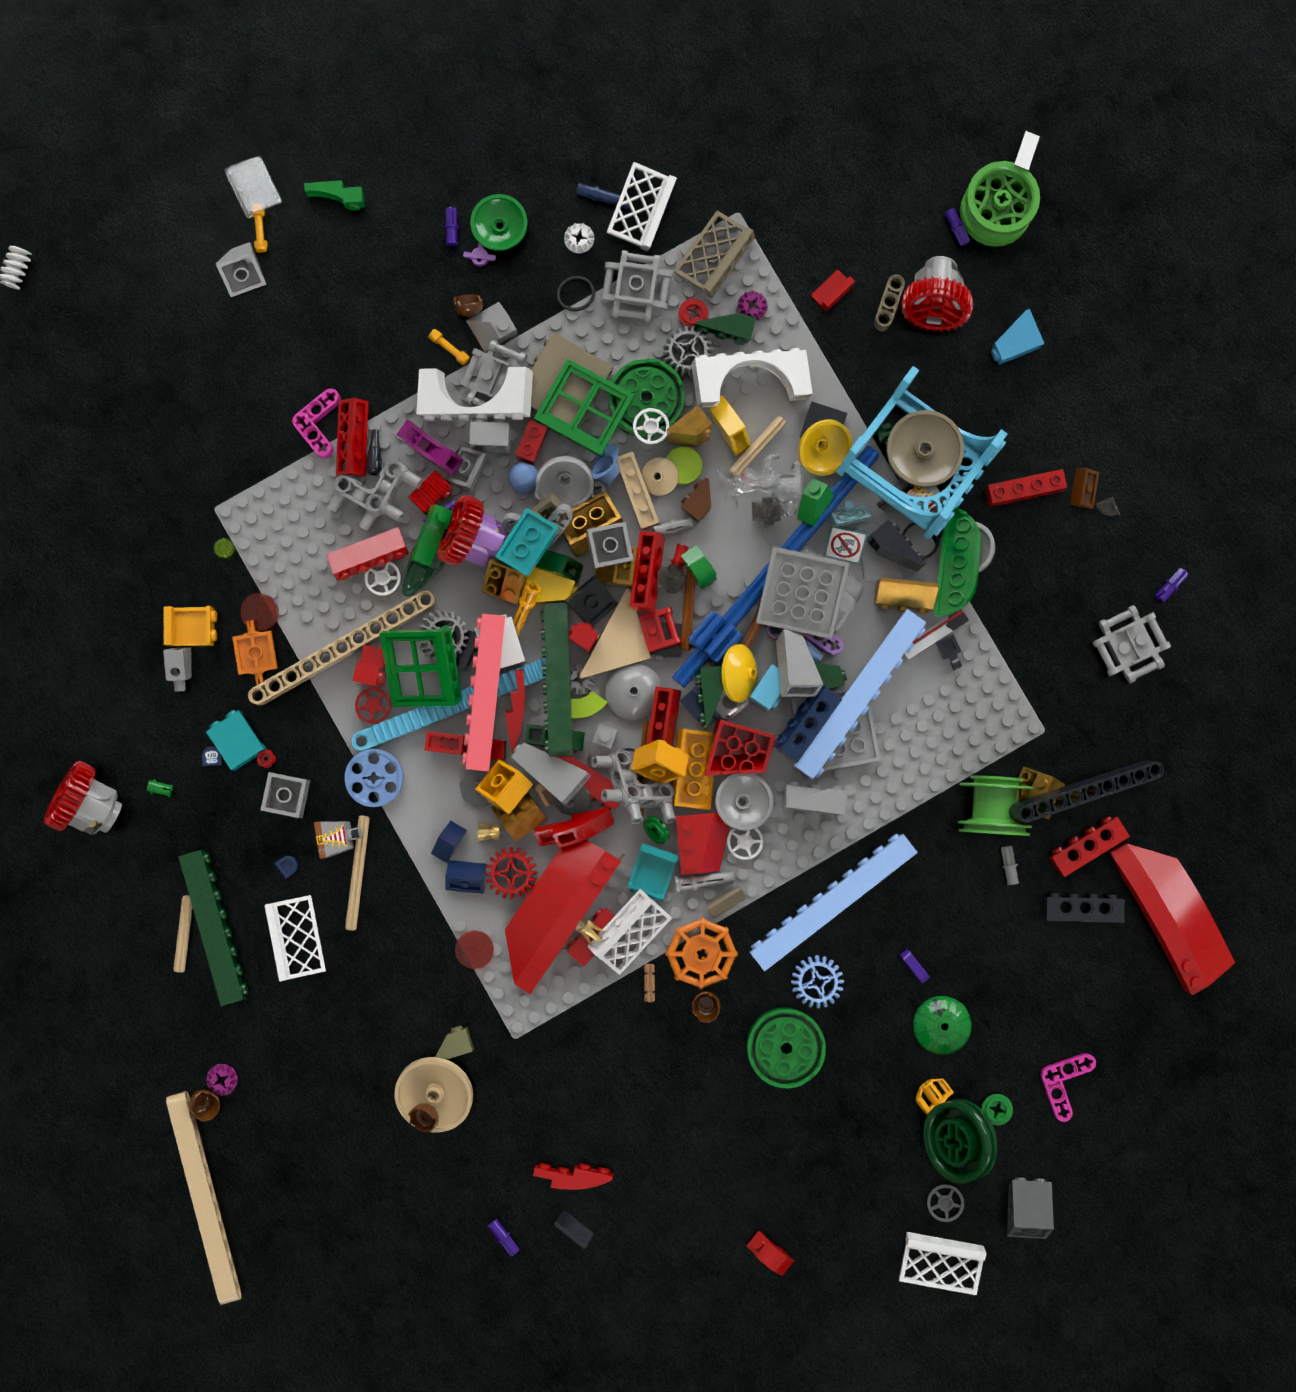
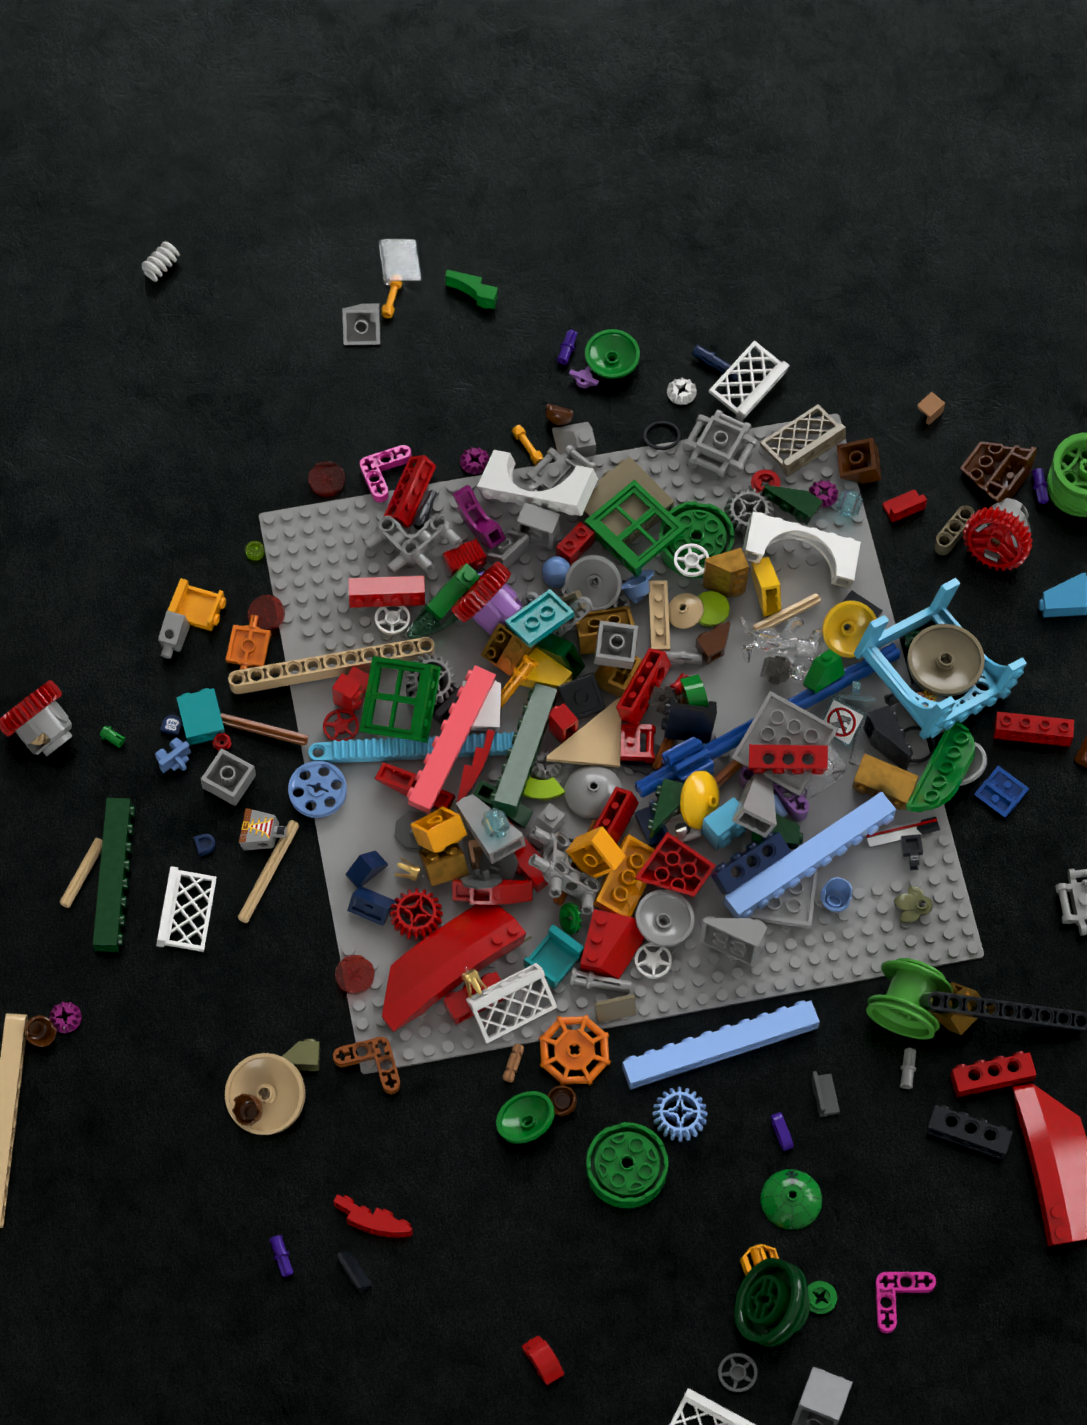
camera: 20 degrees right, 20 degrees down
(221, 796) = (175, 758): none -> medium blue hips
(266, 448) = (326, 478): none -> clear red tile
(301, 733) = (264, 729): none -> dark orange axle
(405, 389) = (474, 467): none -> magenta gear
(517, 1021) = (372, 1053): none -> dark orange beam
(558, 772) = (495, 823): none -> clear light blue head
(561, 823) = (481, 880): none -> dark grey piece
(669, 1035) = (525, 1117): none -> green dish
(703, 597) = (689, 721): none -> black panel
(776, 260) = (859, 461): none -> reddish brown slope
(781, 310) = (849, 503): none -> clear light blue head
(800, 606) = (798, 752): none -> red brick
(827, 176) = (932, 407): none -> medium nougat panel
(895, 723) = (836, 894): none -> medium blue hair
(912, 222) = (999, 468): none -> reddish brown wedge
(942, 916) = (825, 1094): none -> dark grey panel
(964, 705) = (910, 904): none -> olive plate
(1013, 560) = (1001, 791): none -> blue slope

